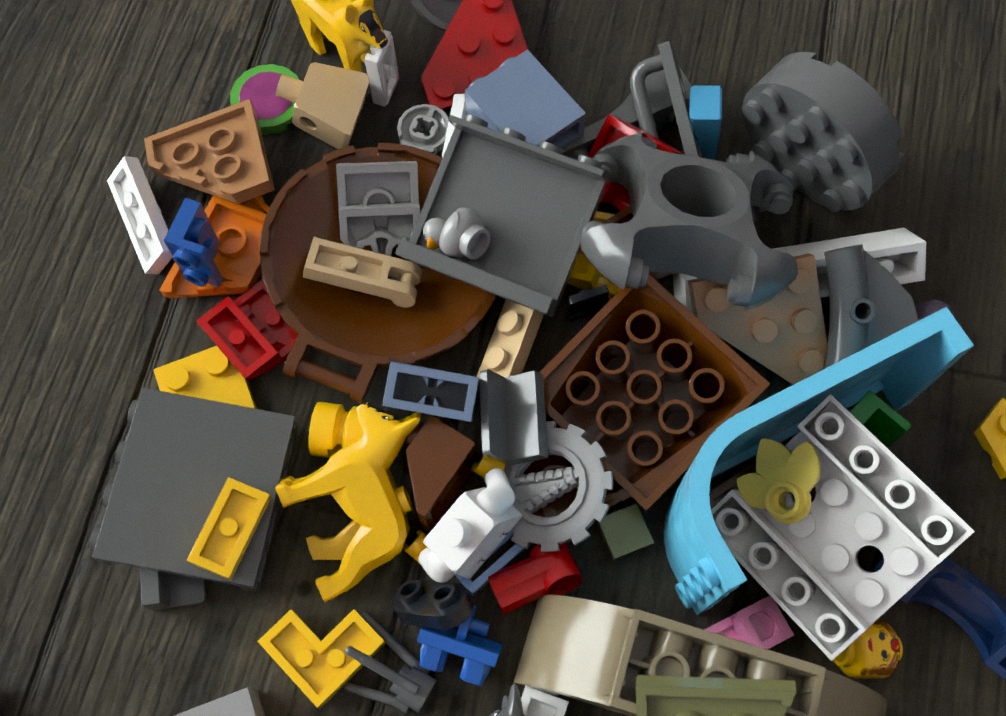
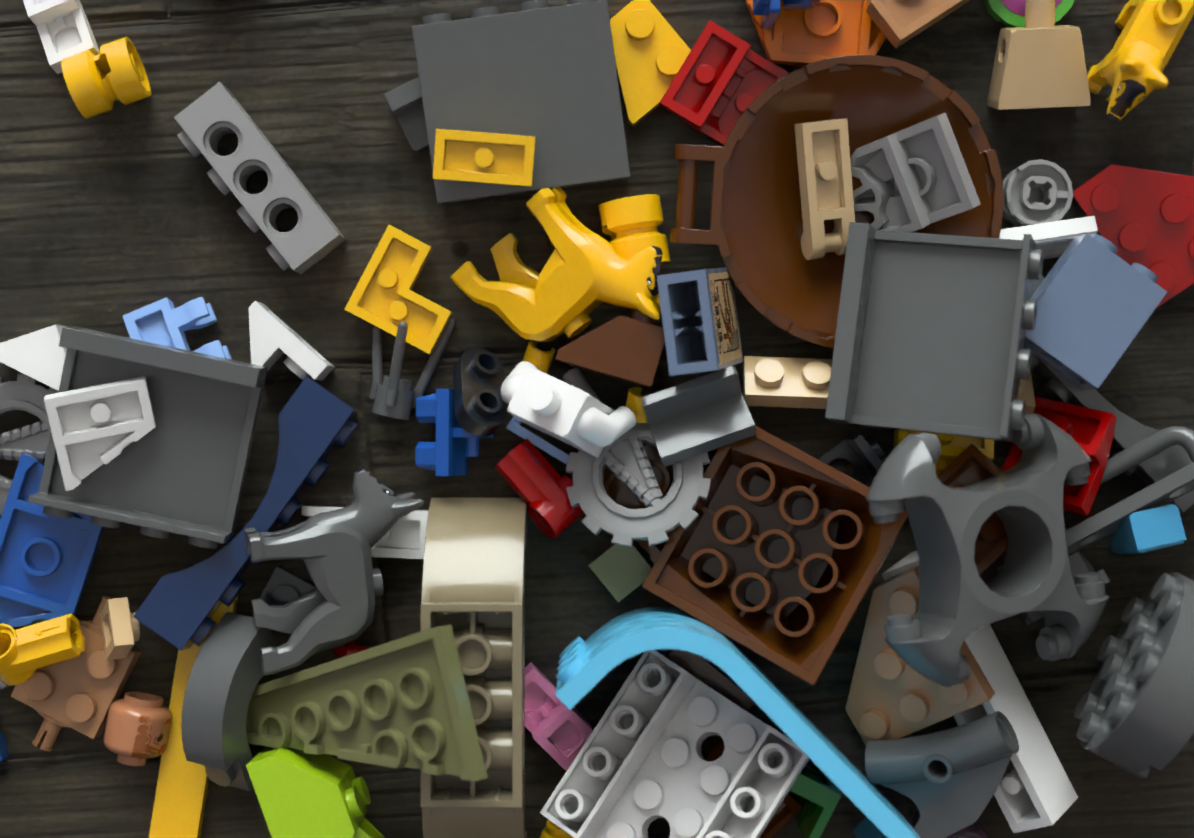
camera: 70 degrees right, 20 degrees up
(380, 68) = (1085, 118): white tile -> none
(458, 236) = (891, 289): light grey animal -> none
(777, 475) = (717, 716): light yellow plate -> none

